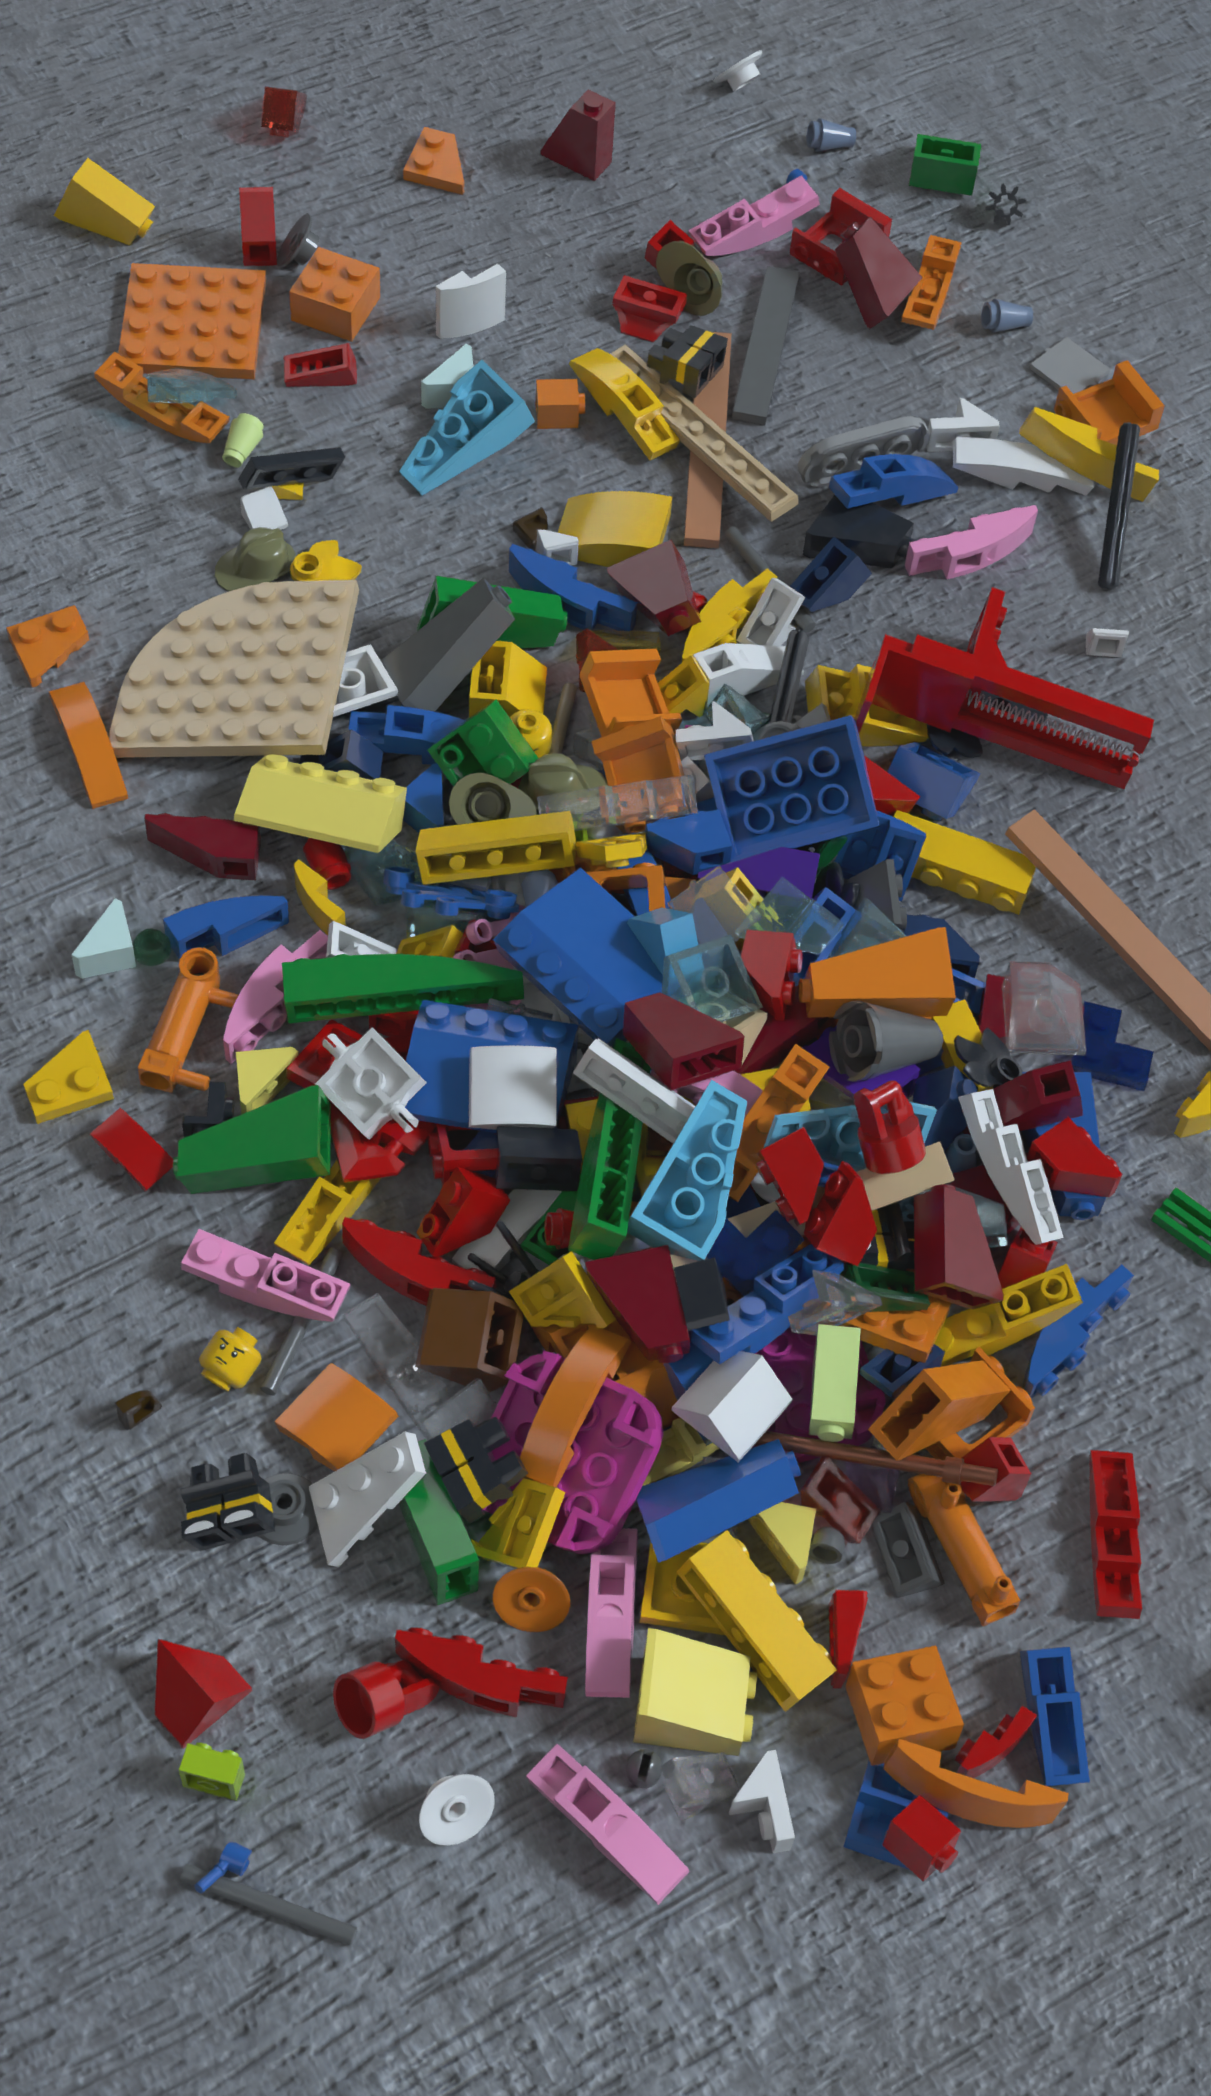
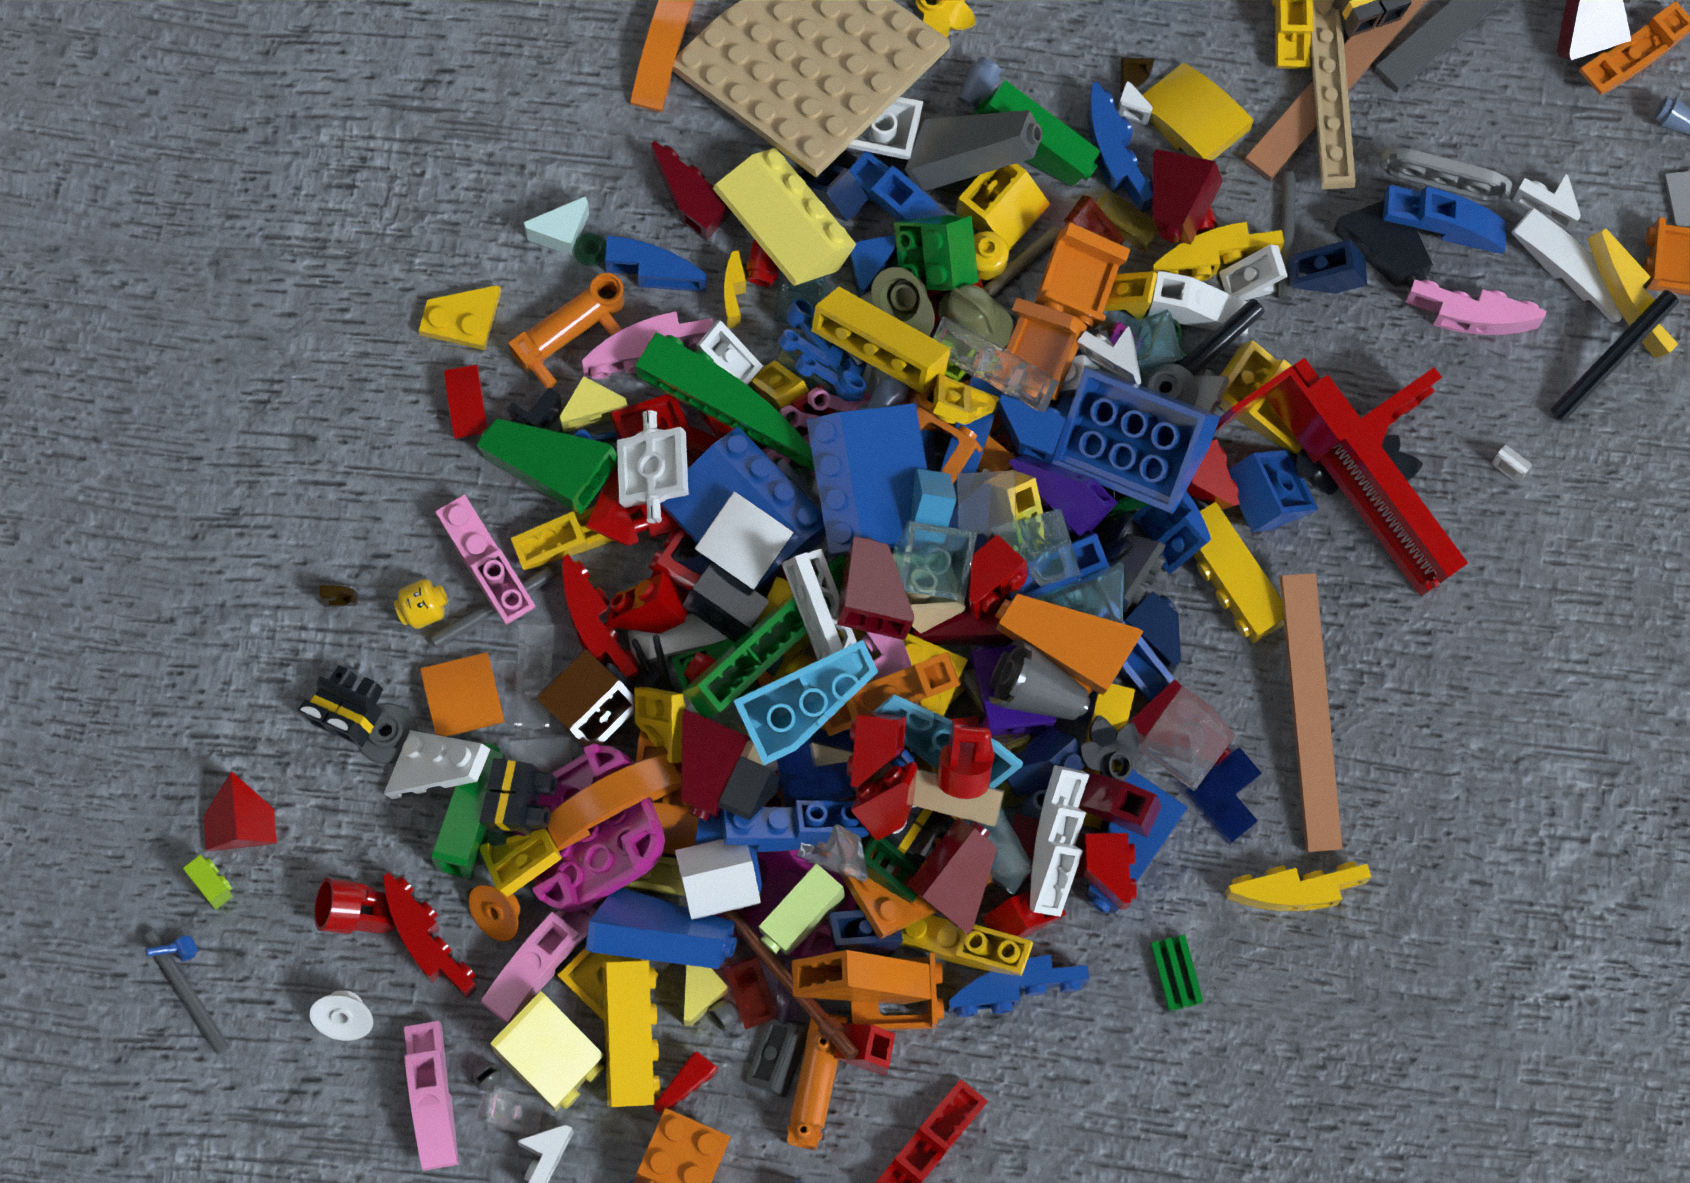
camera: 35 degrees right, 15 degrees up
(404, 603) = (980, 80): none -> sand blue cone

